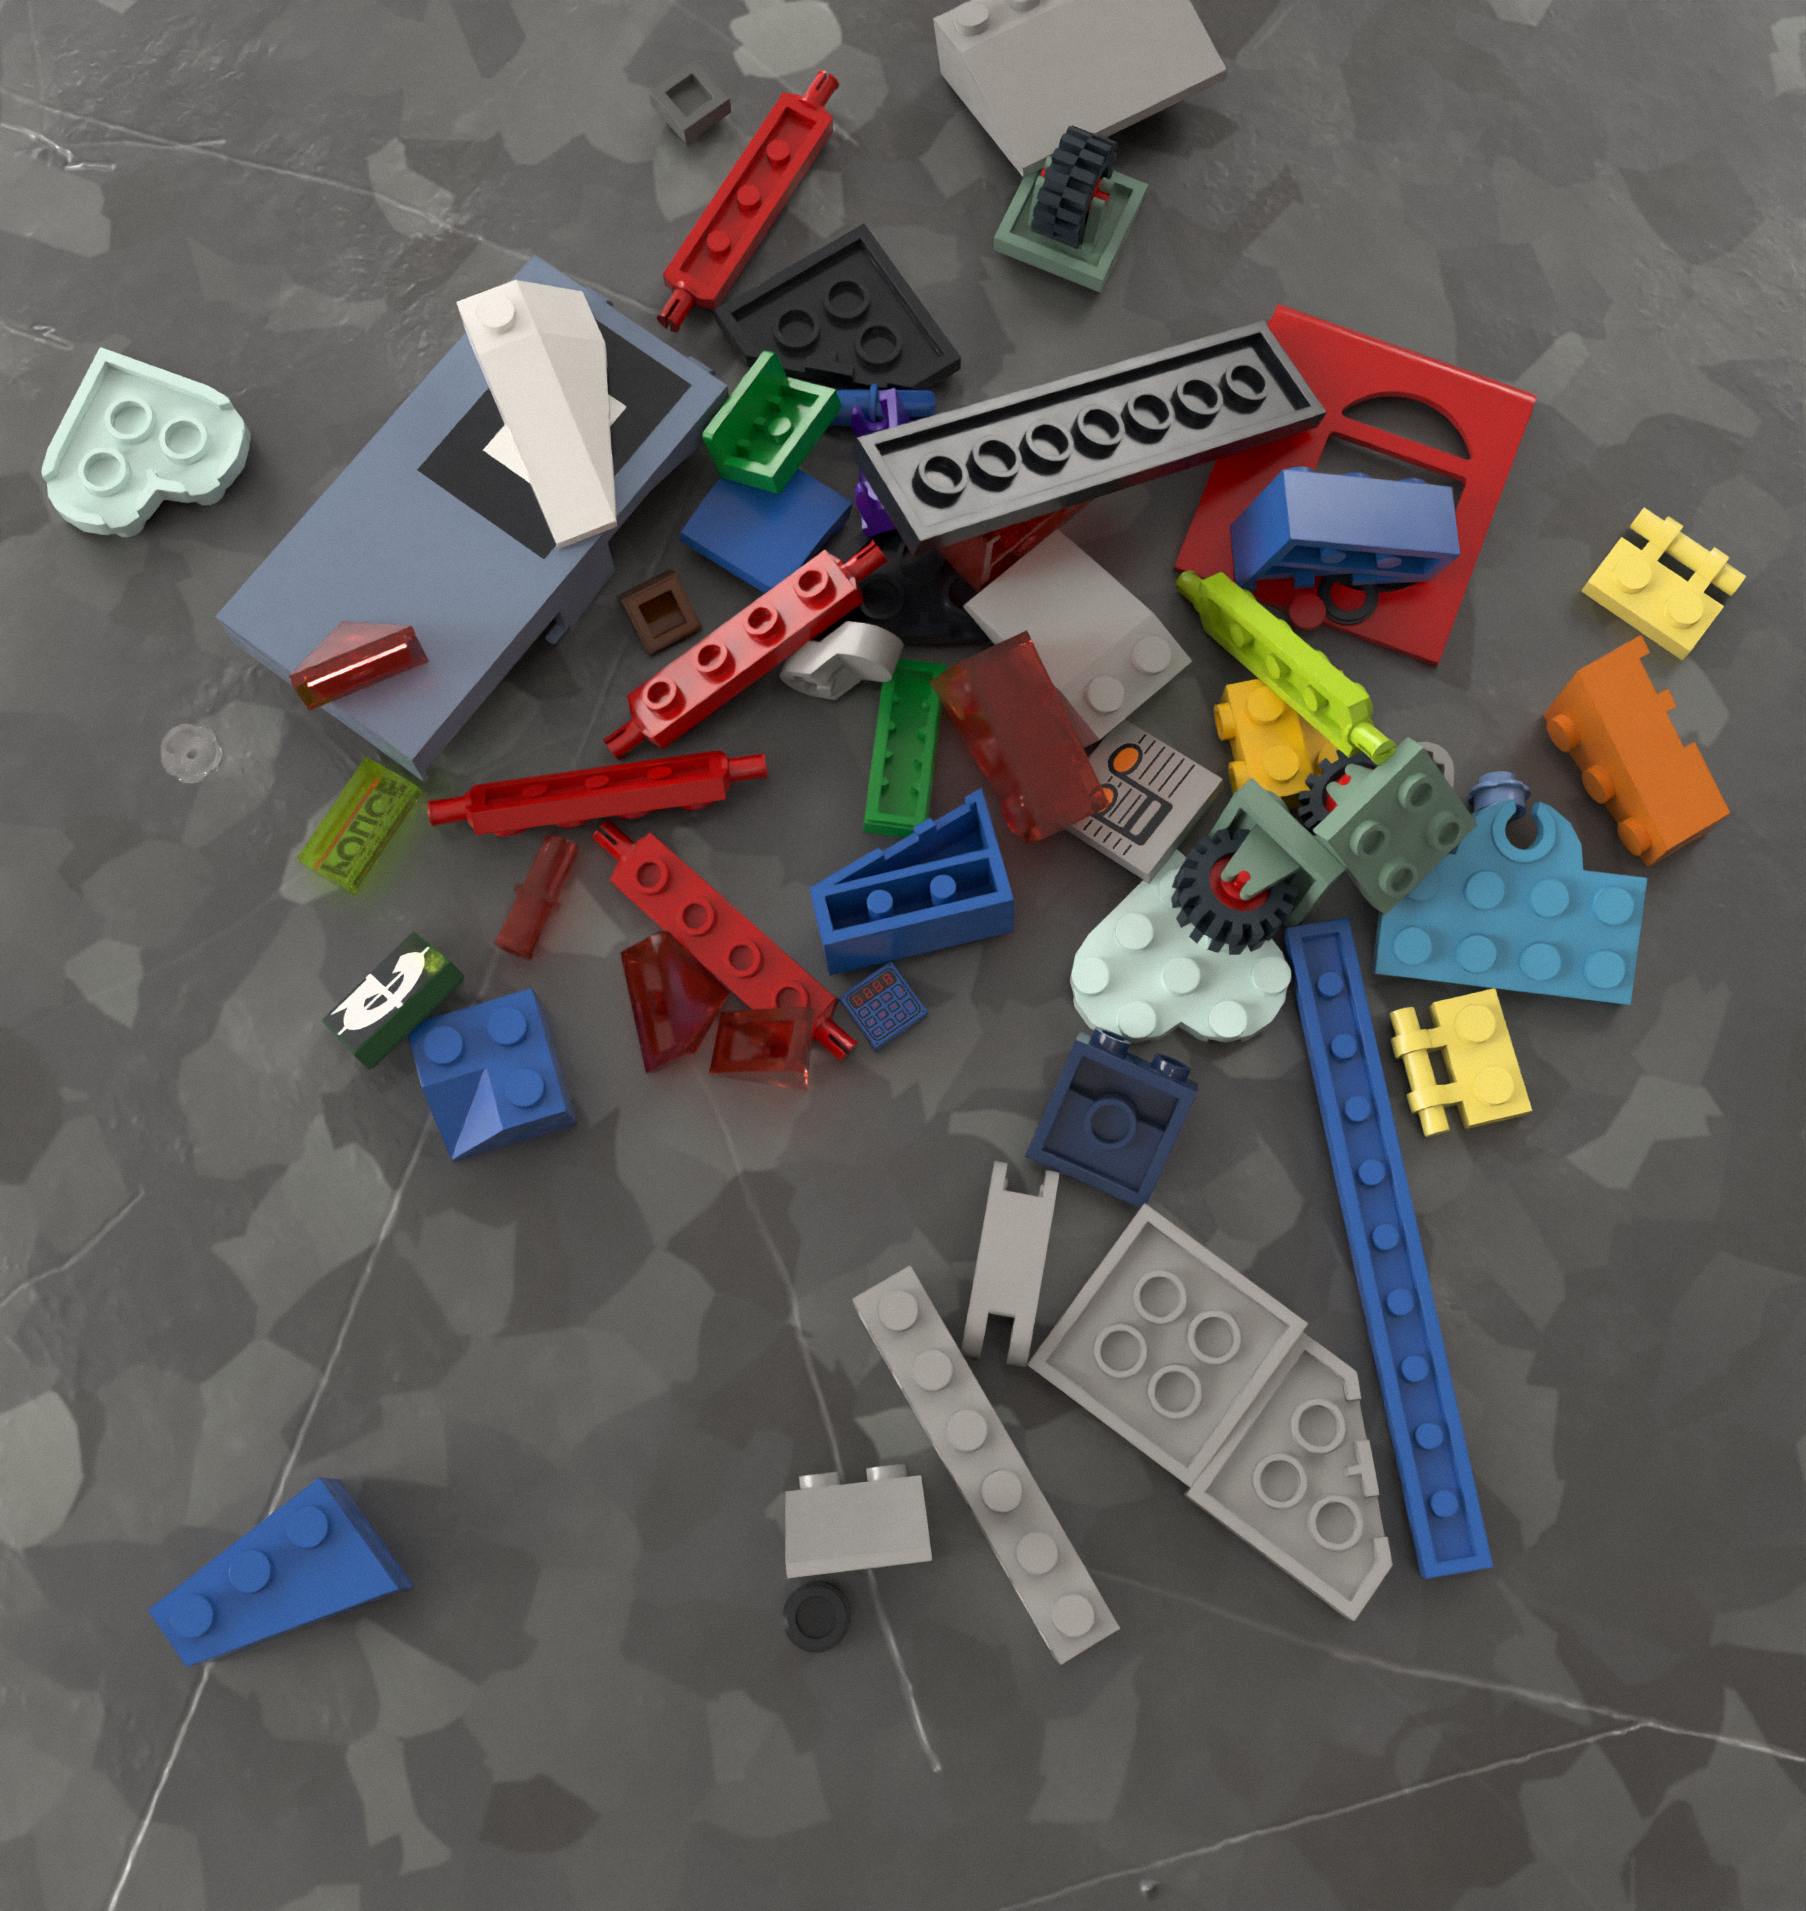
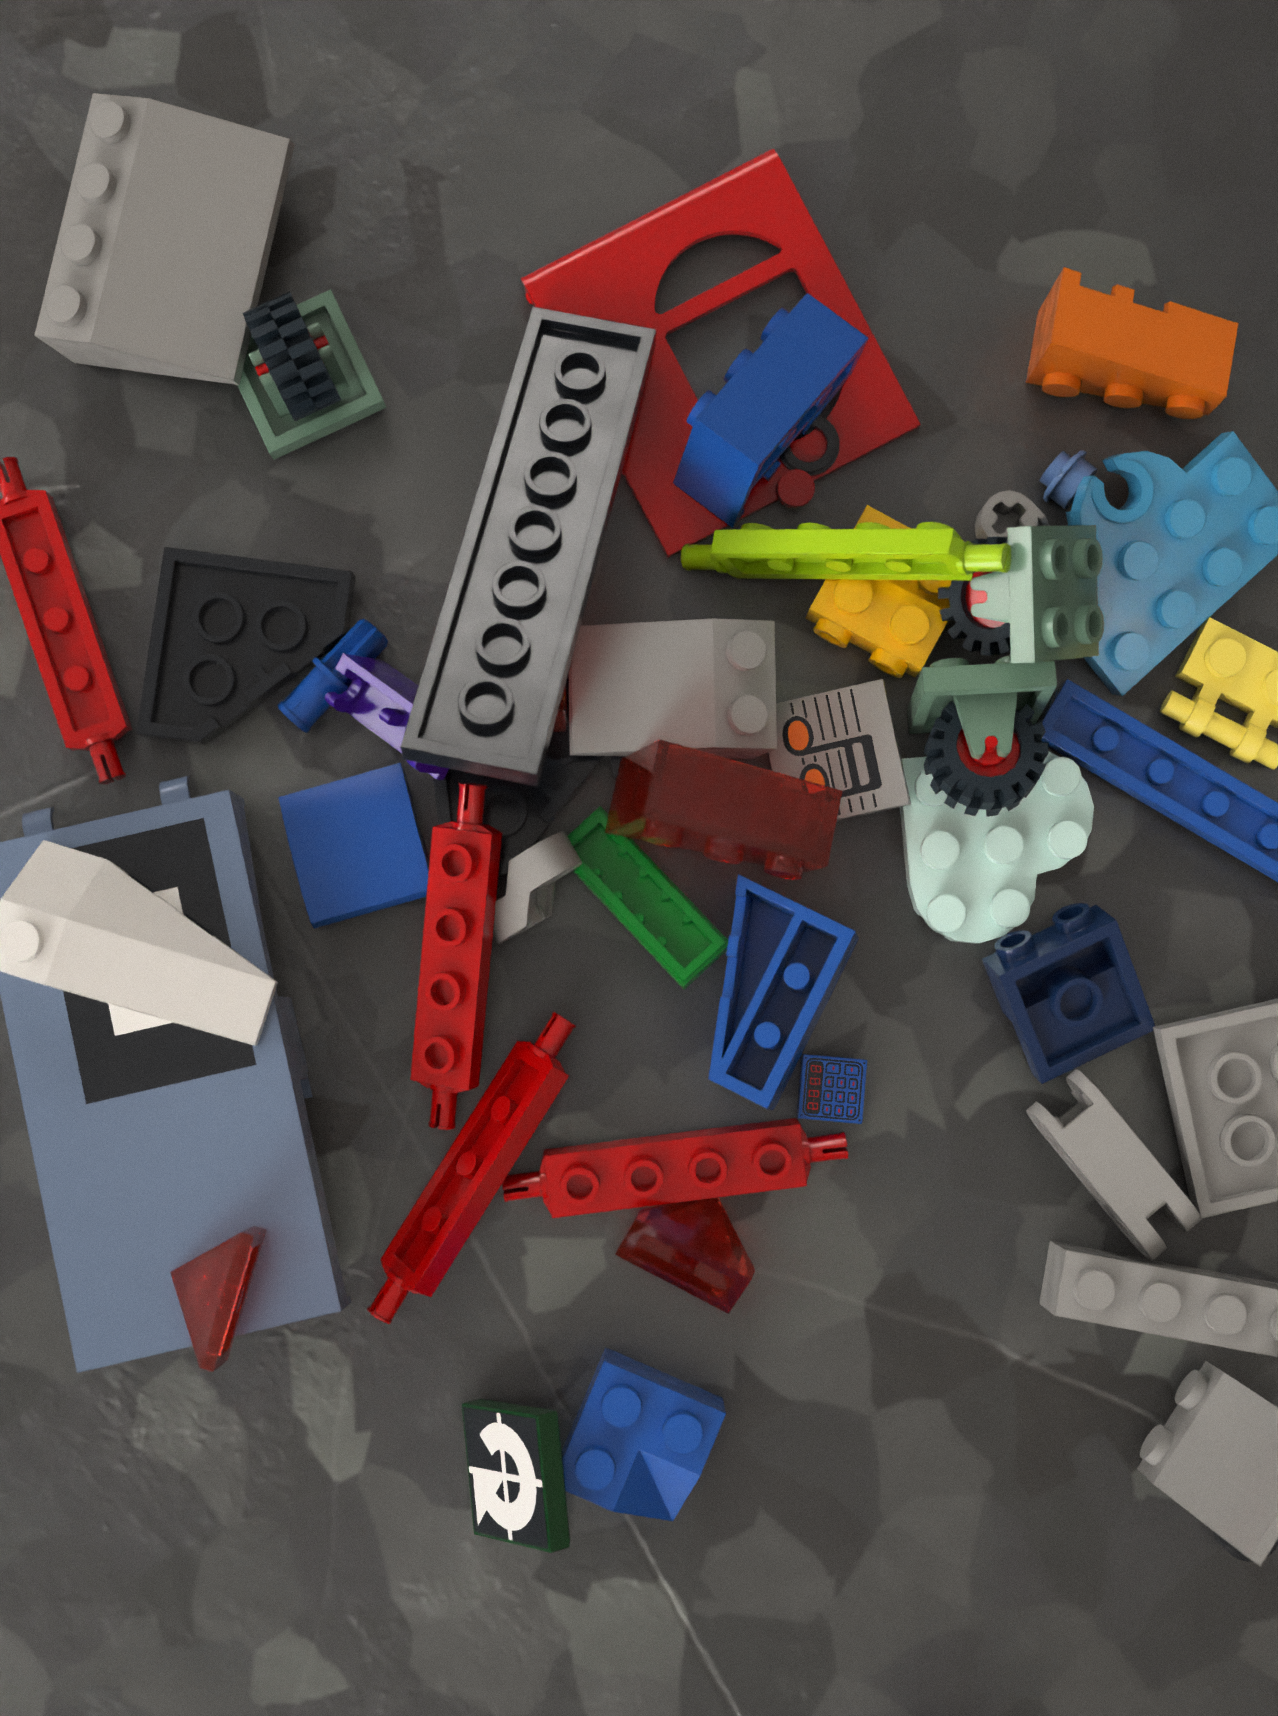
camera: 50 degrees left, 10 degrees up
(183, 739) = (142, 1464): clear plate -> none
(359, 825) = (336, 1378): clear neon green tile -> none
(537, 897) = (518, 1284): clear red axle -> none
(659, 611) = (355, 991): reddish brown slope -> none
(765, 1046) = (791, 1212): clear red slope -> none
(768, 425) = (286, 779): green bracket -> none
(1653, 596) = (1007, 213): light yellow plate -> none

